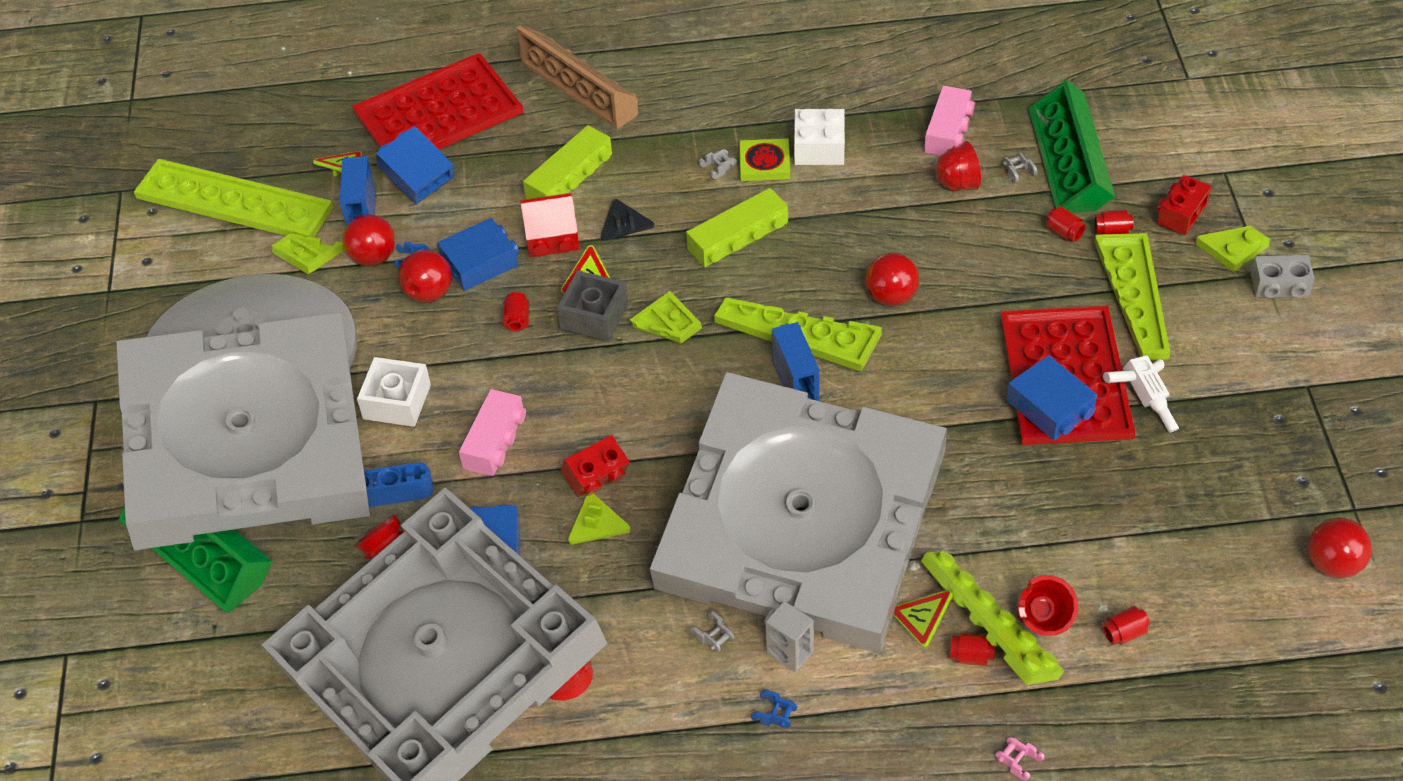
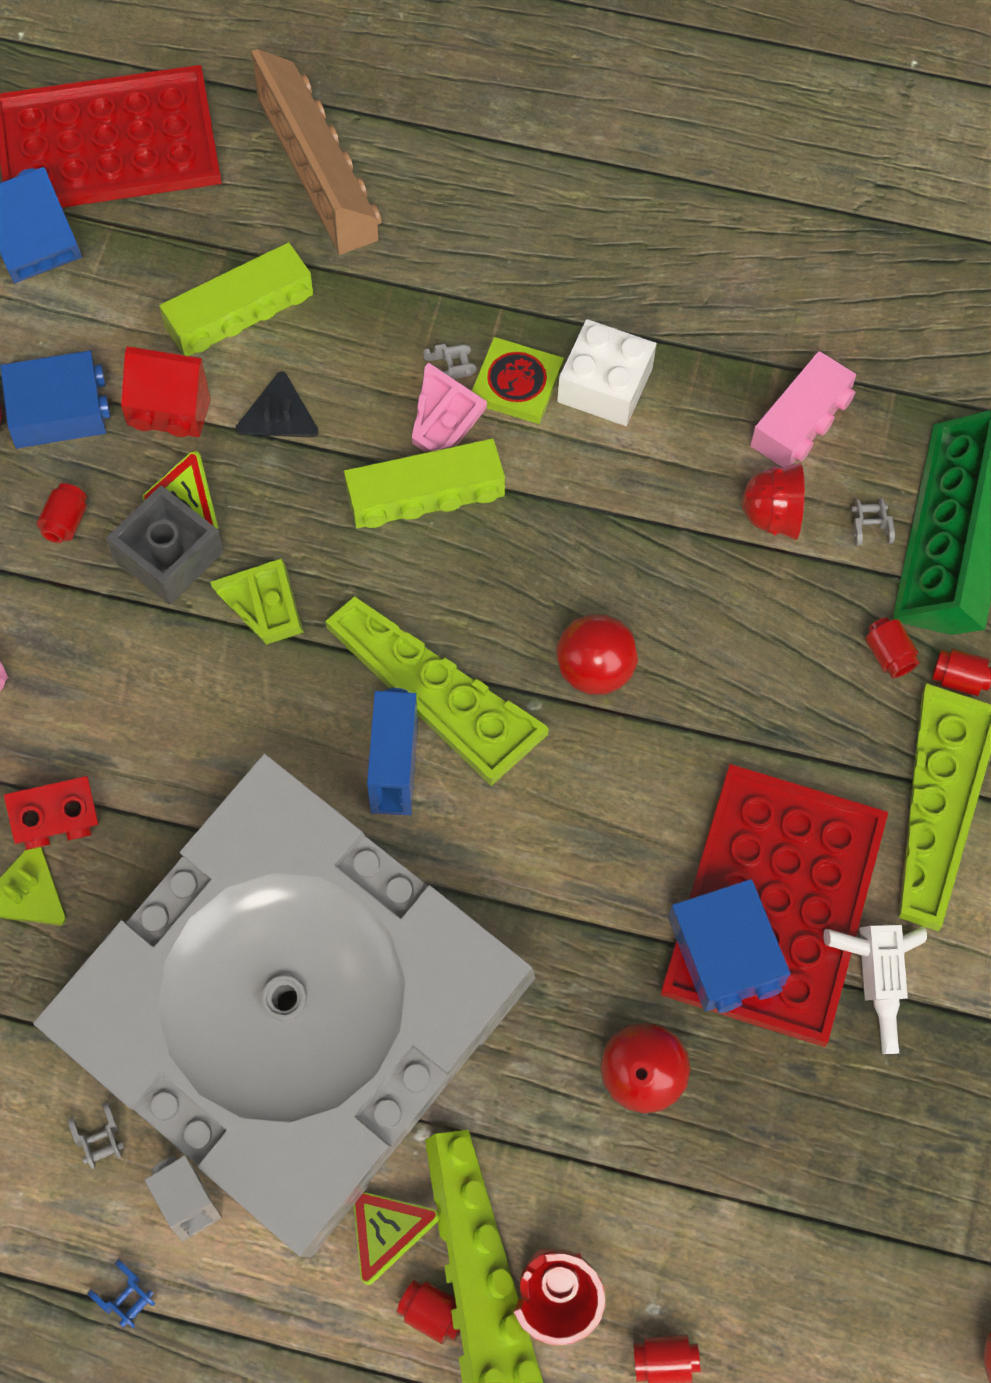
camera: 15 degrees right, 15 degrees up
(729, 185) = (444, 411): none -> bright pink wing
(1034, 477) = (645, 1067): none -> red piece

